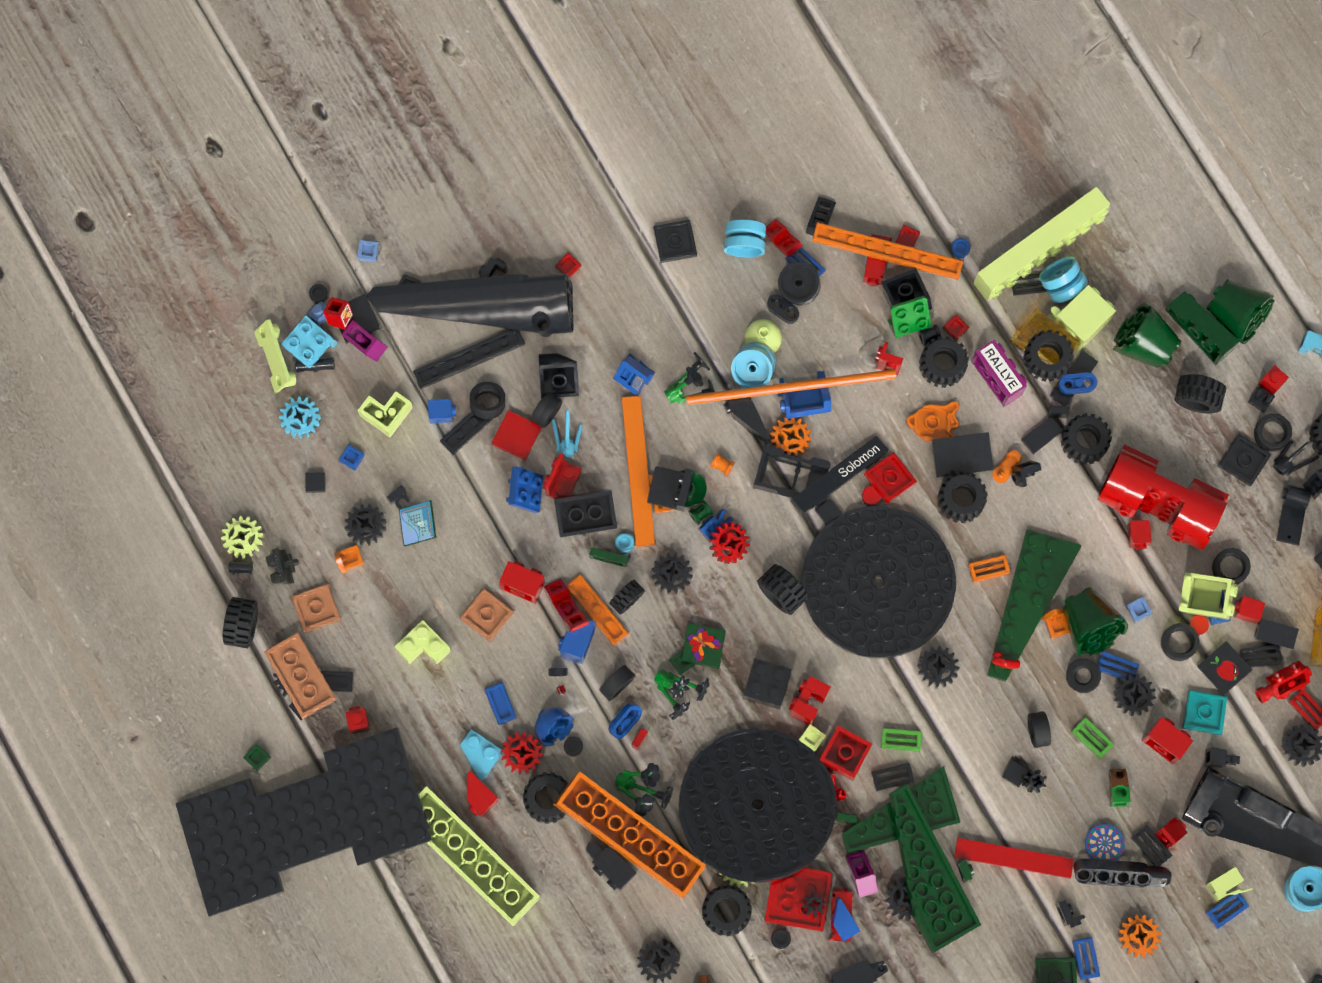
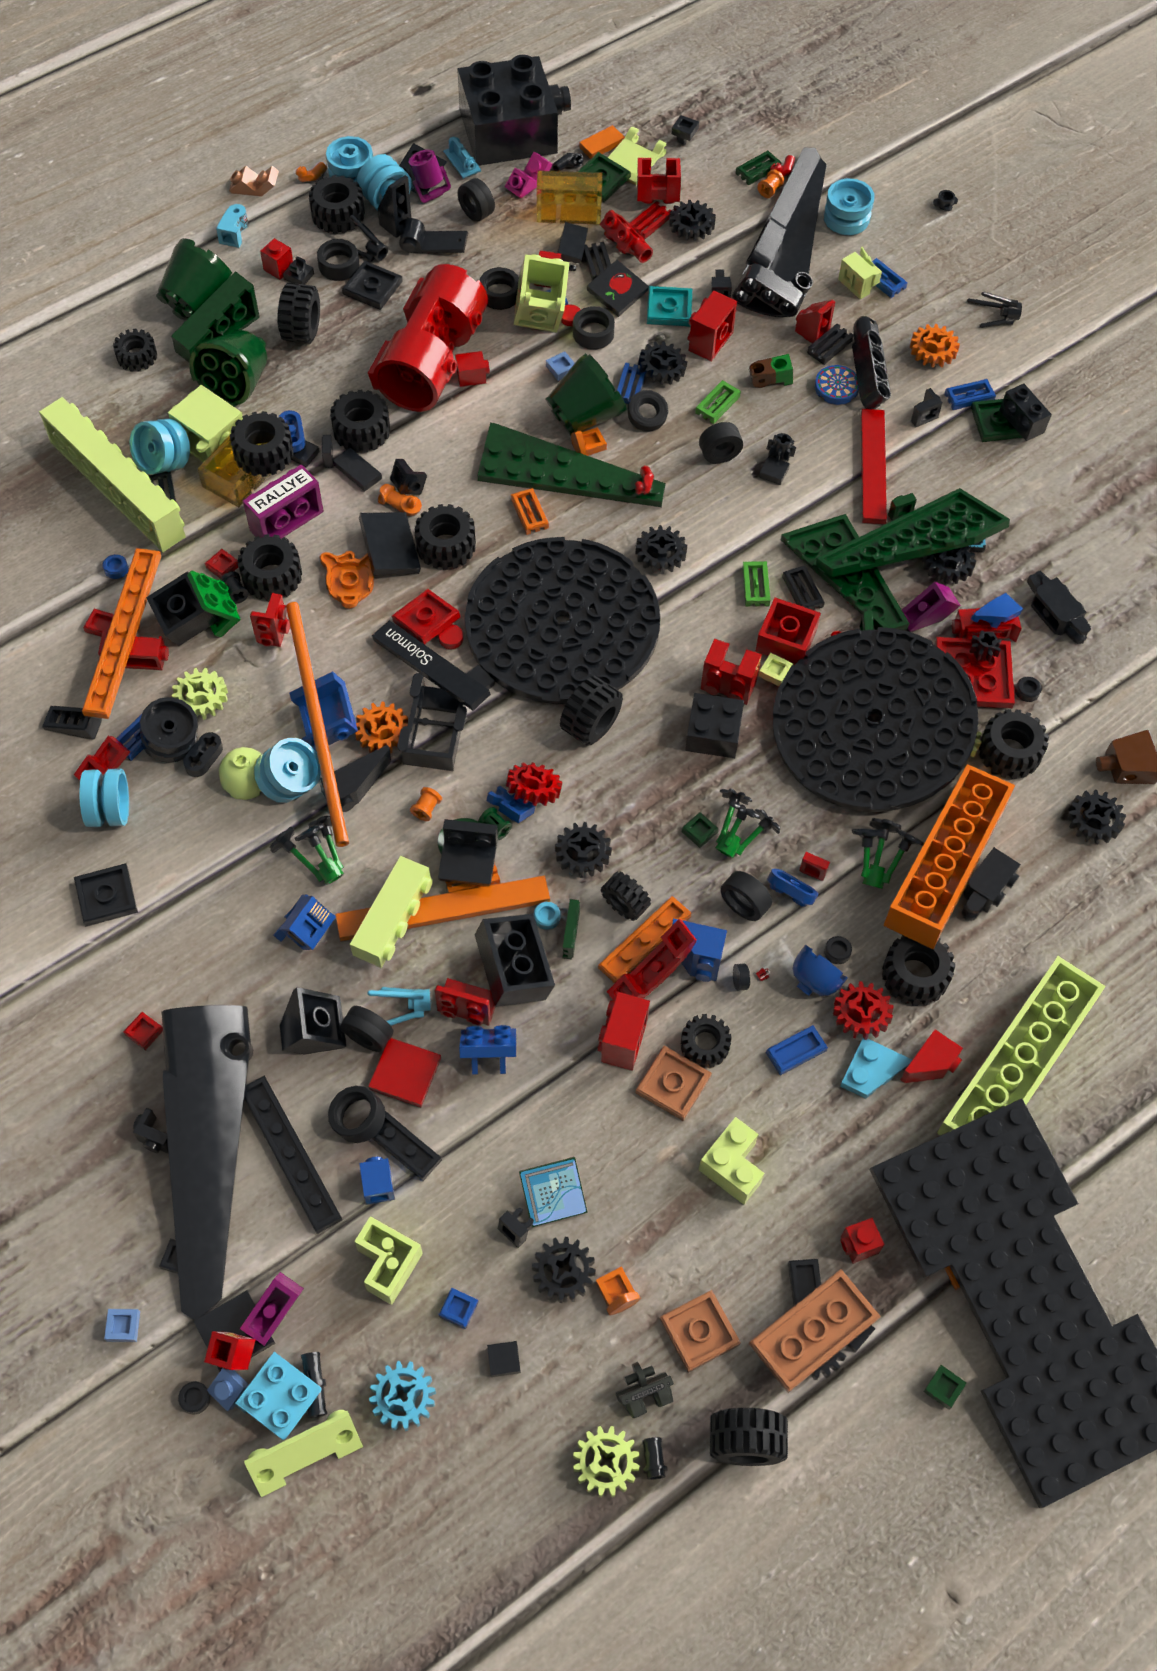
camera: 95 degrees left, 15 degrees down
(510, 651) = (710, 1026): none -> black tyre
(631, 431) = (391, 911): none -> yellowish green brick
(703, 645) = (675, 804): dark green tile -> none
(831, 302) = (200, 691): none -> yellowish green gear
(1184, 253) = (135, 359): none -> black tyre

